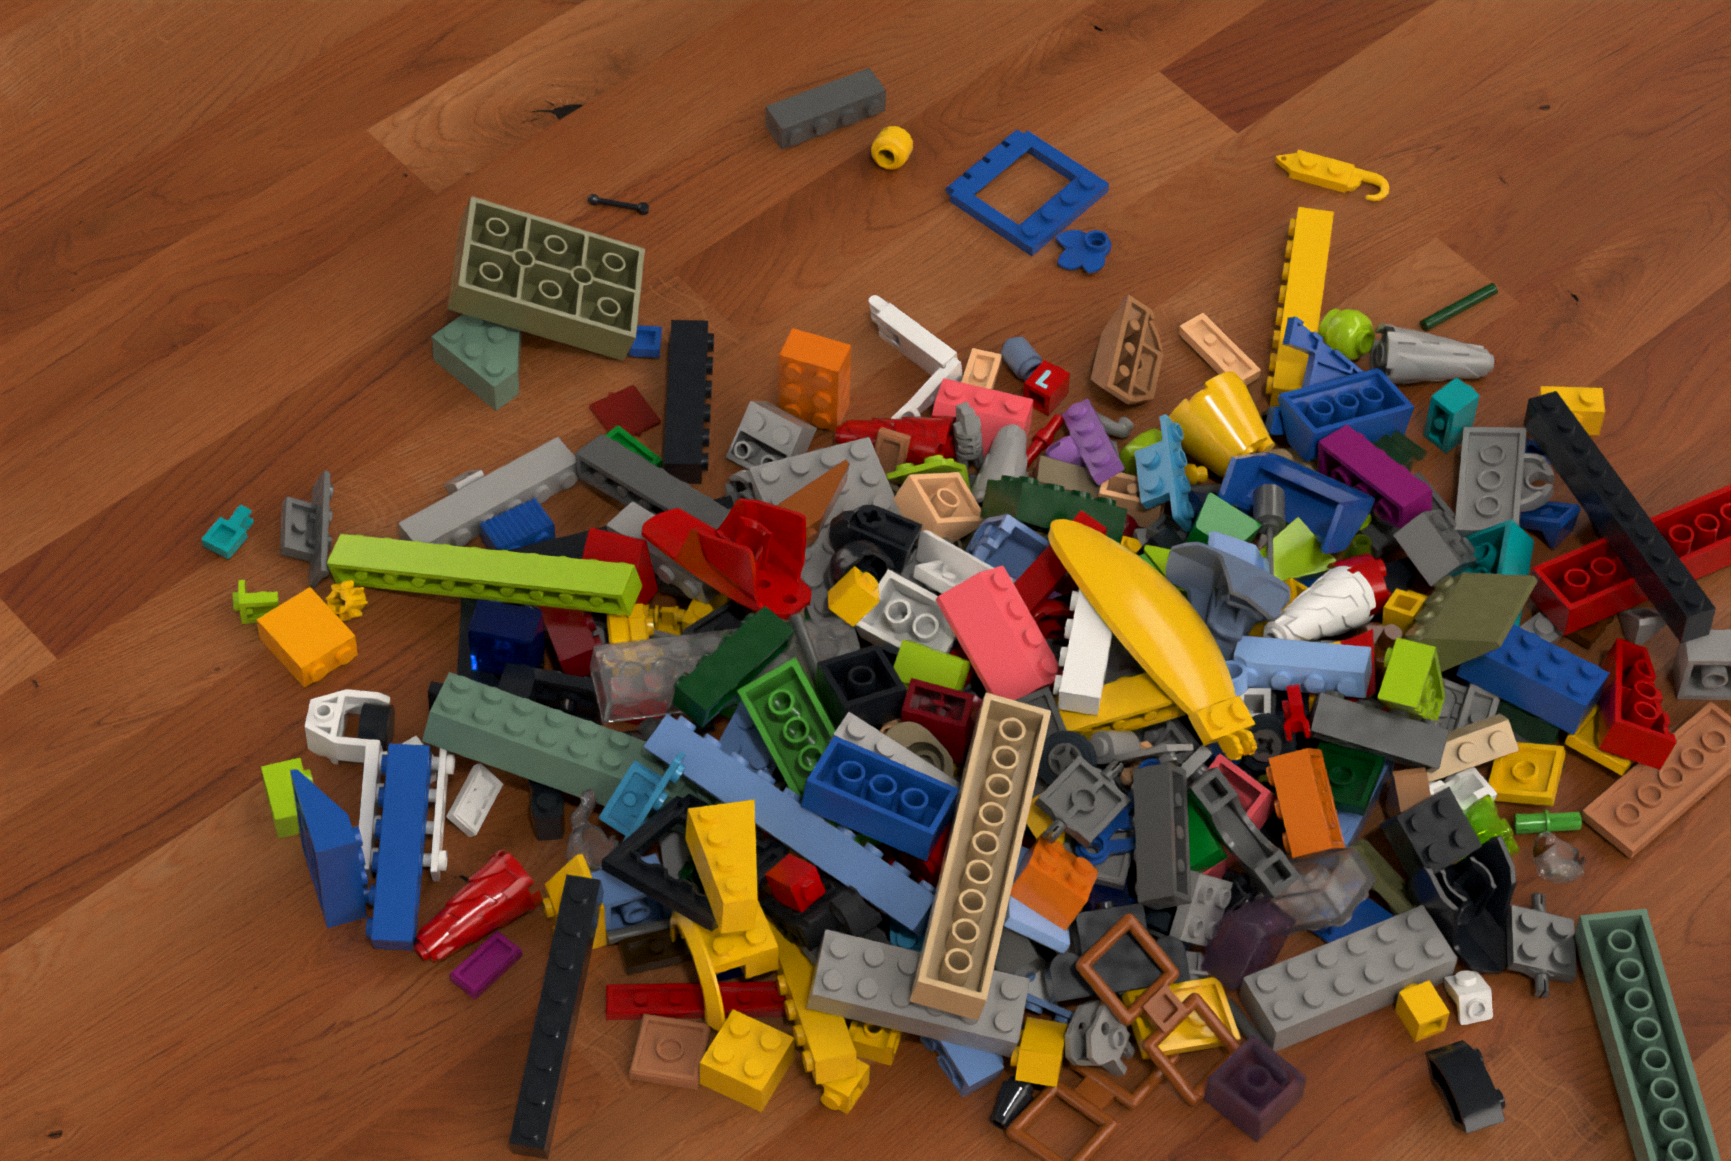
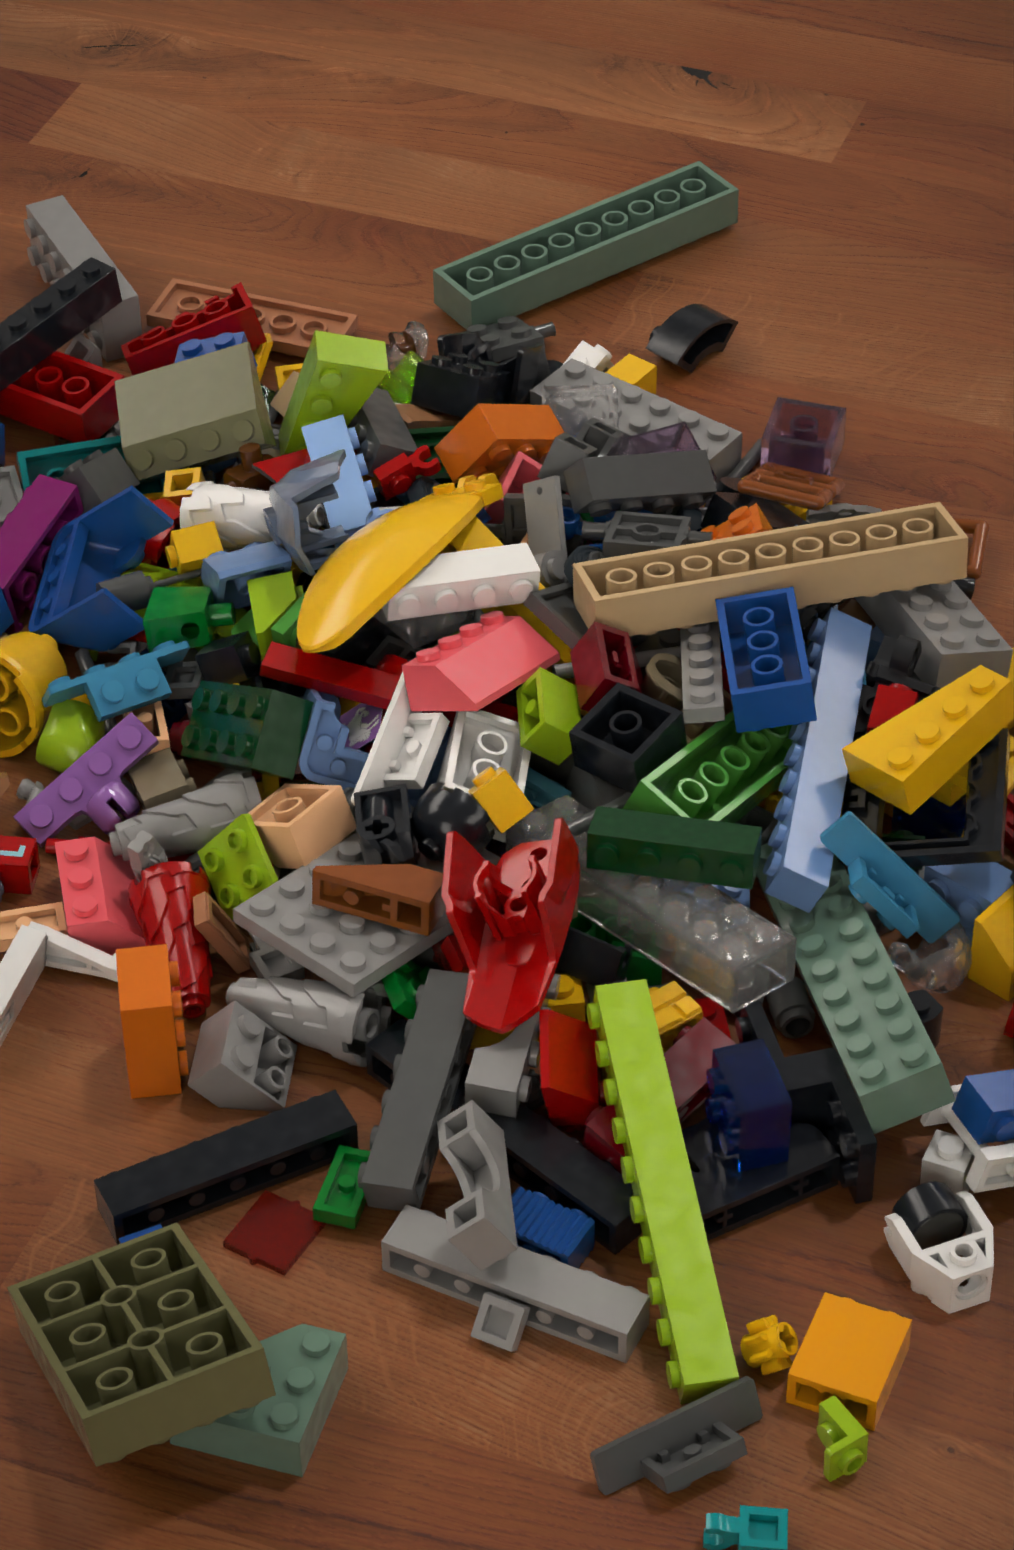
camera: 115 degrees left, 10 degrees down
(516, 468) = (484, 1219): none -> light grey arch
(1291, 563) = (191, 546): none -> yellow brick

